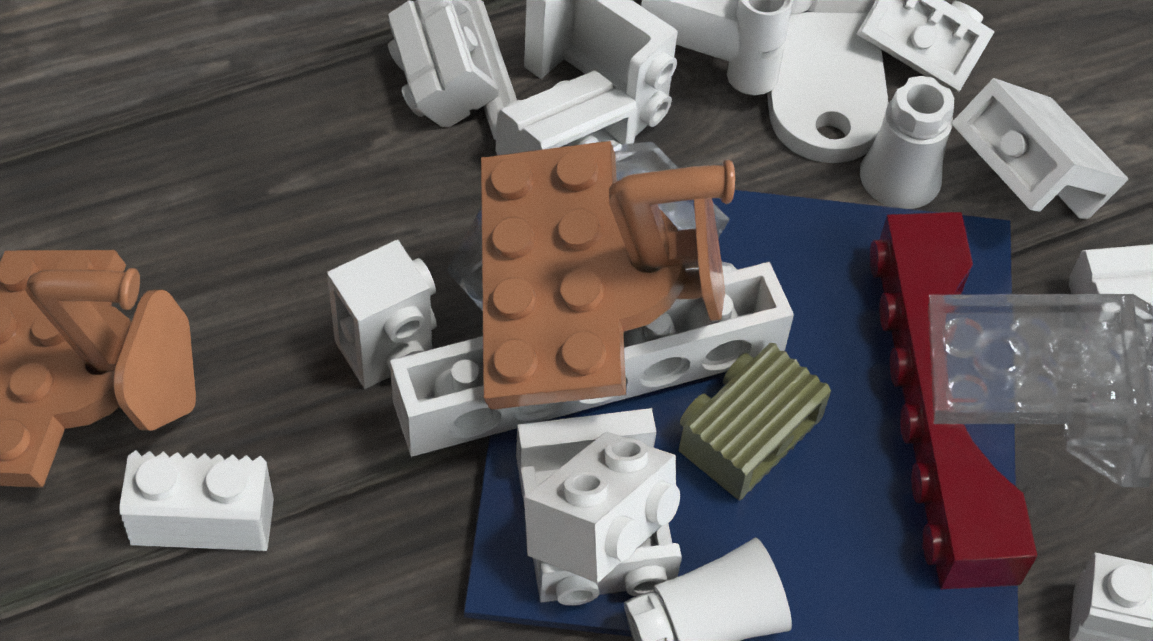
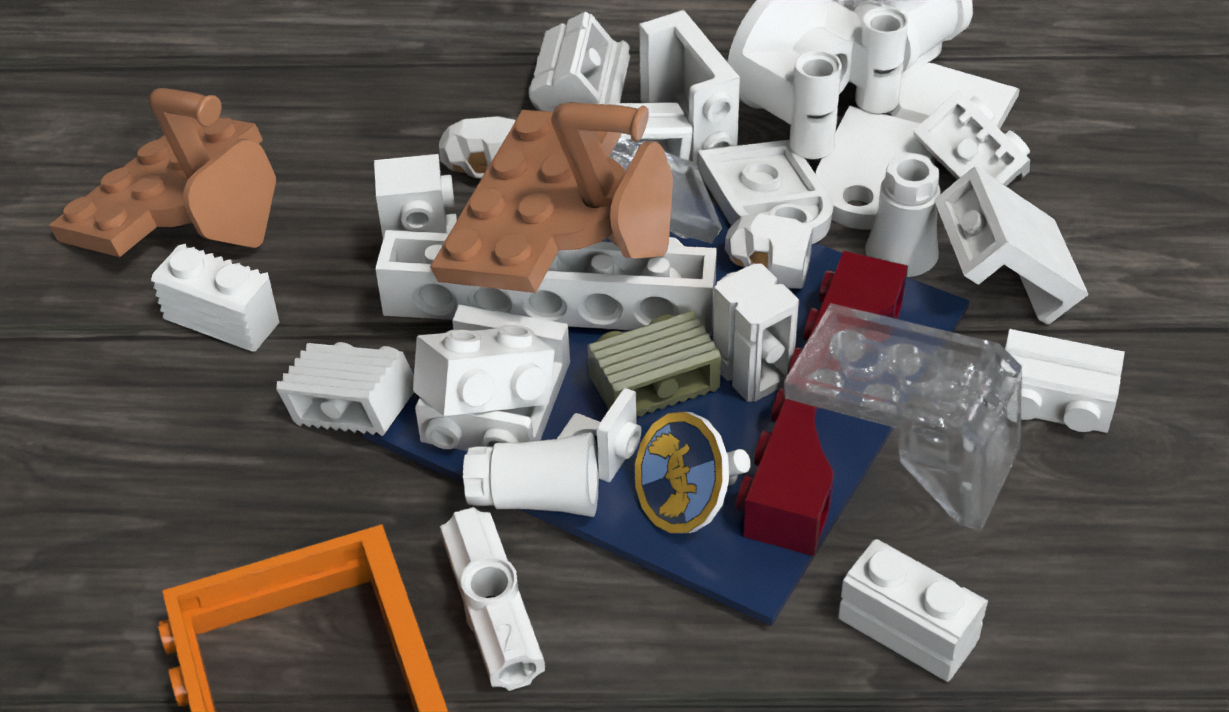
camera: 30 degrees right, 10 degrees down
(397, 193) = (473, 144): none -> white rock
(429, 567) = (347, 387): none -> white brick
(761, 143) = (766, 181): none -> white tile
(769, 524) = (616, 433): none -> white bracket
(798, 230) = (774, 241): none -> white rock
(853, 344) = (754, 330): none -> white brick
(869, 548) = (685, 472): none -> shield

